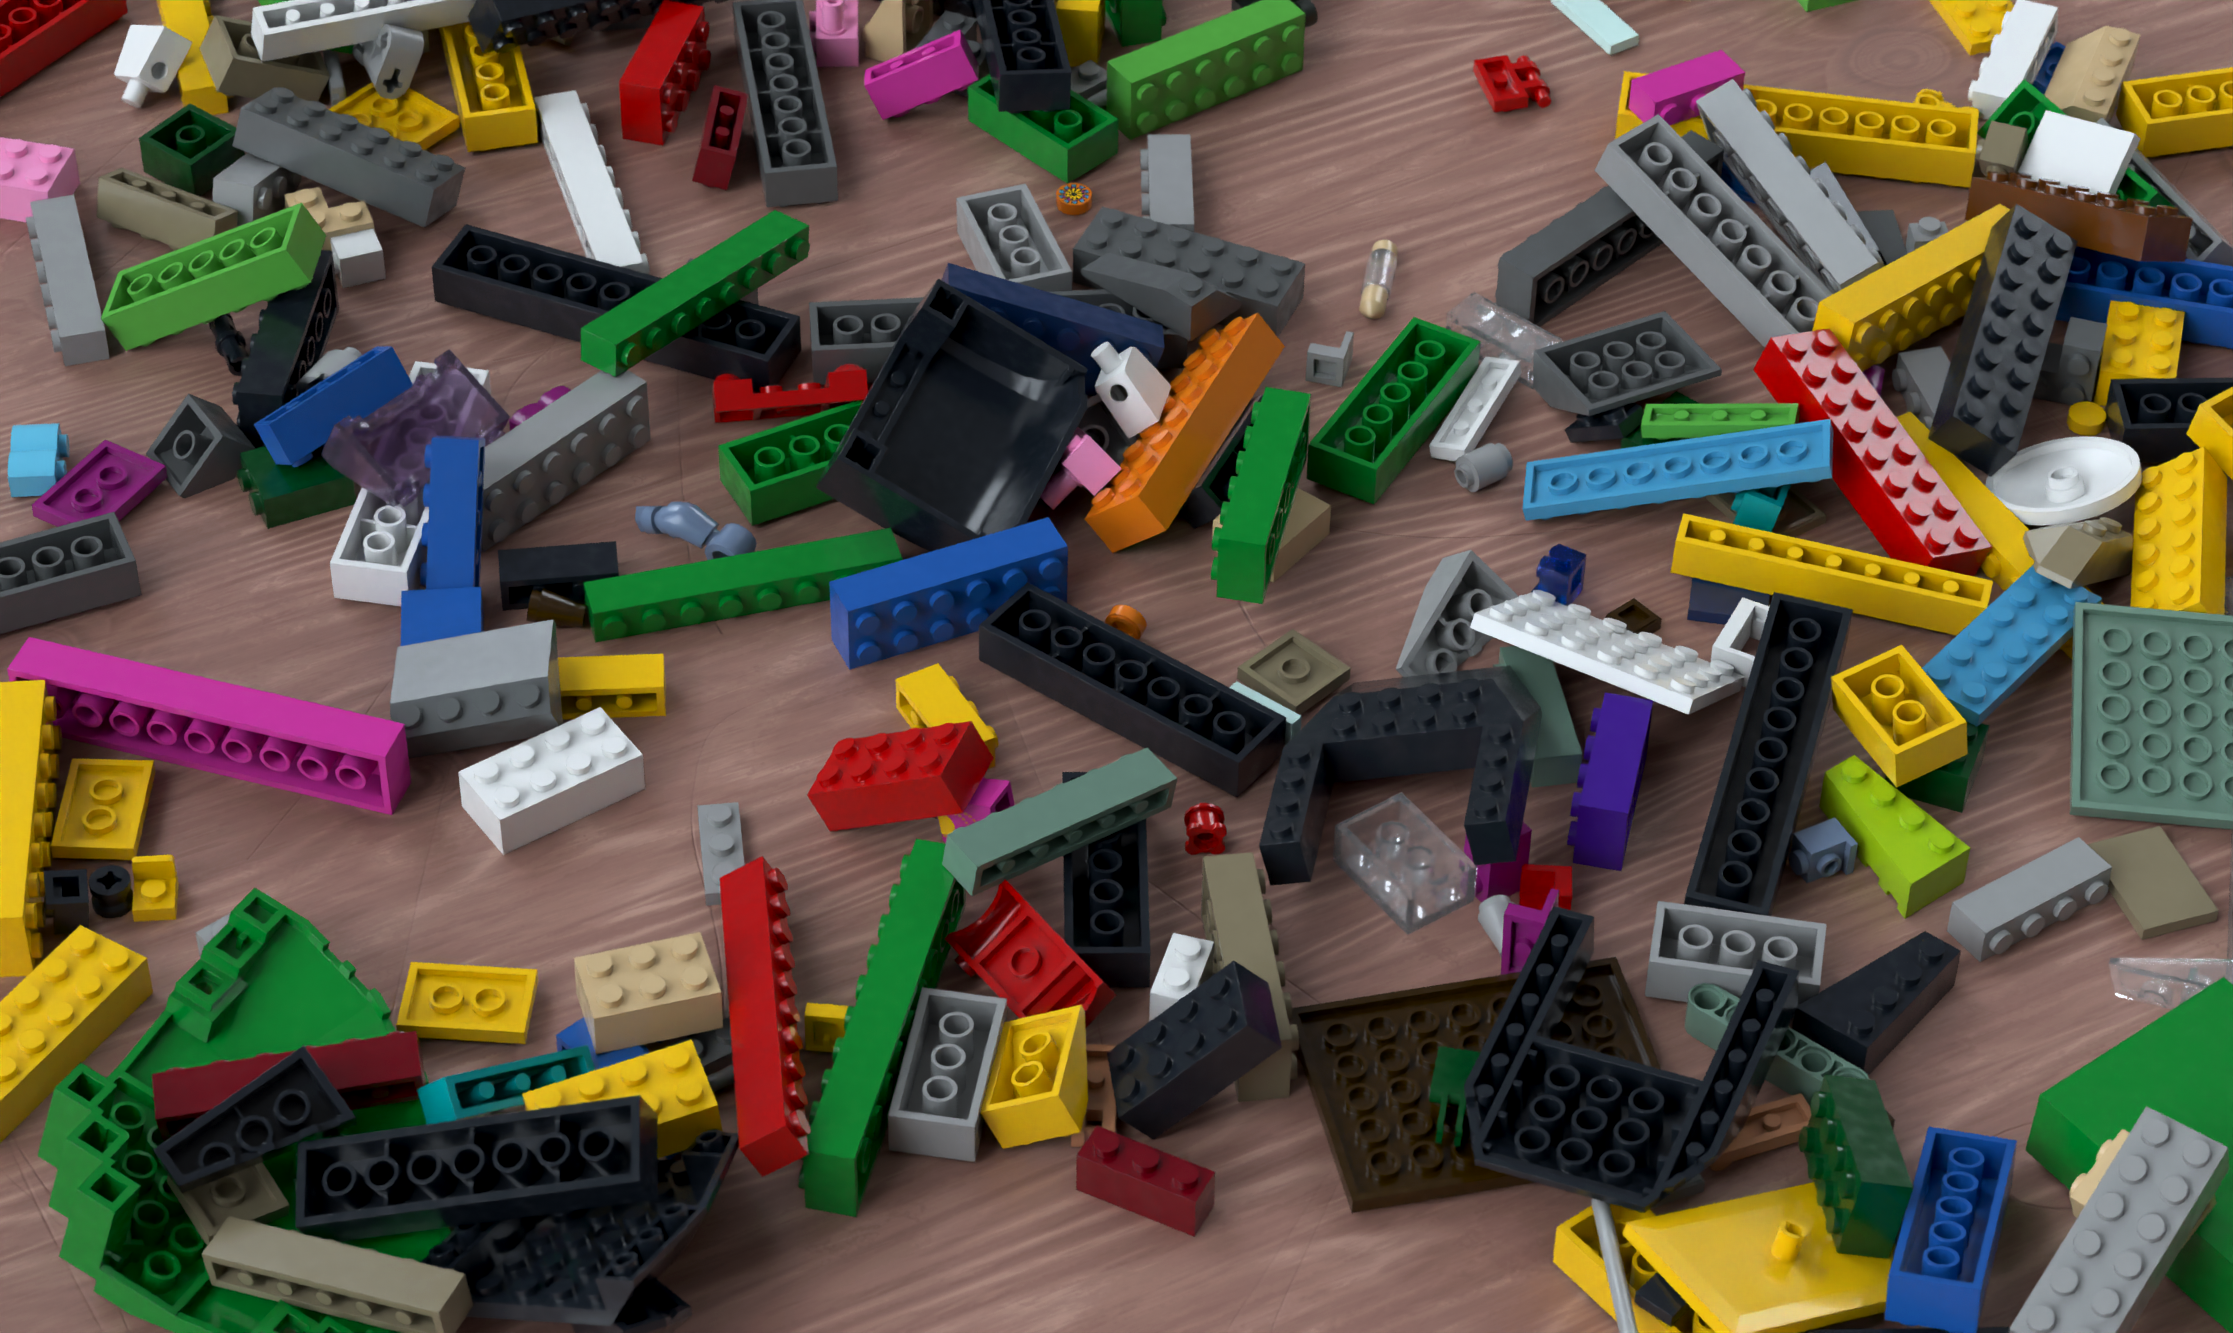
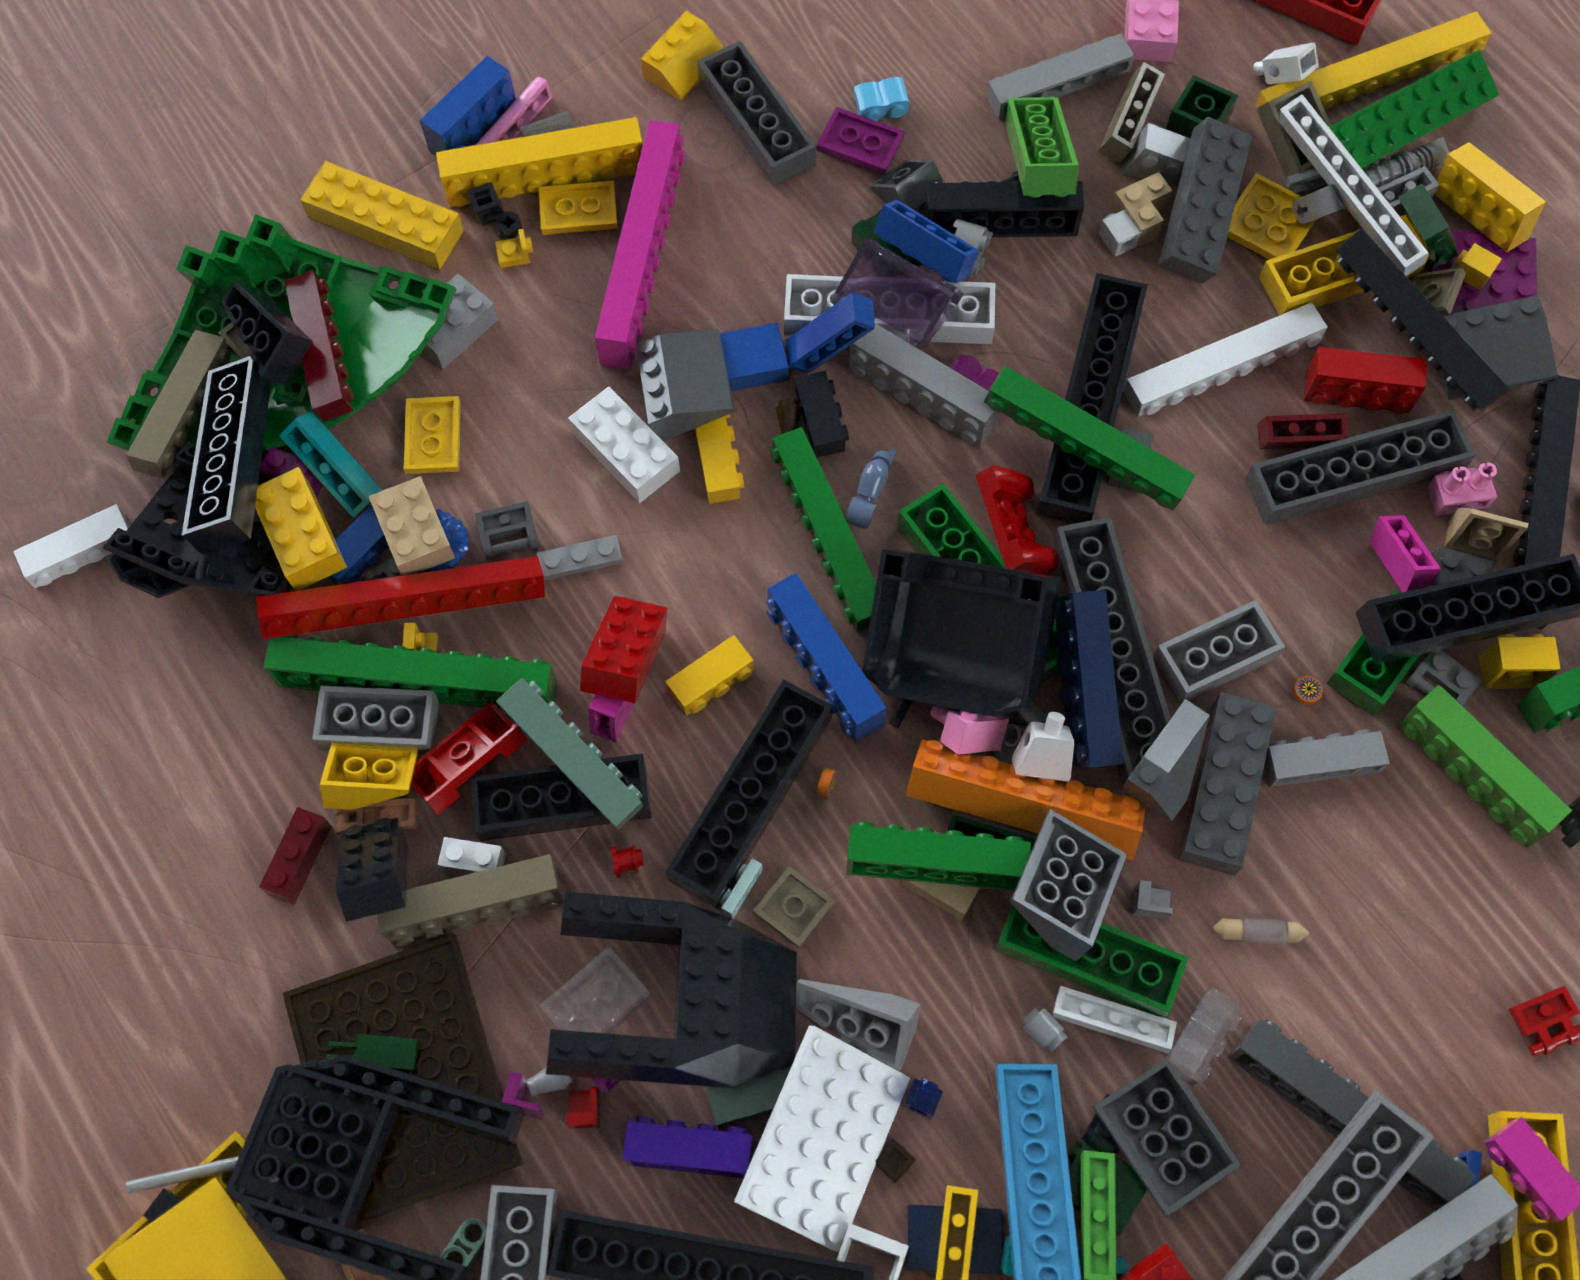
camera: 85 degrees right, 25 degrees up
(643, 913) = (505, 522): none -> dark grey plate
(1328, 369) = (1067, 885): none -> dark grey slope

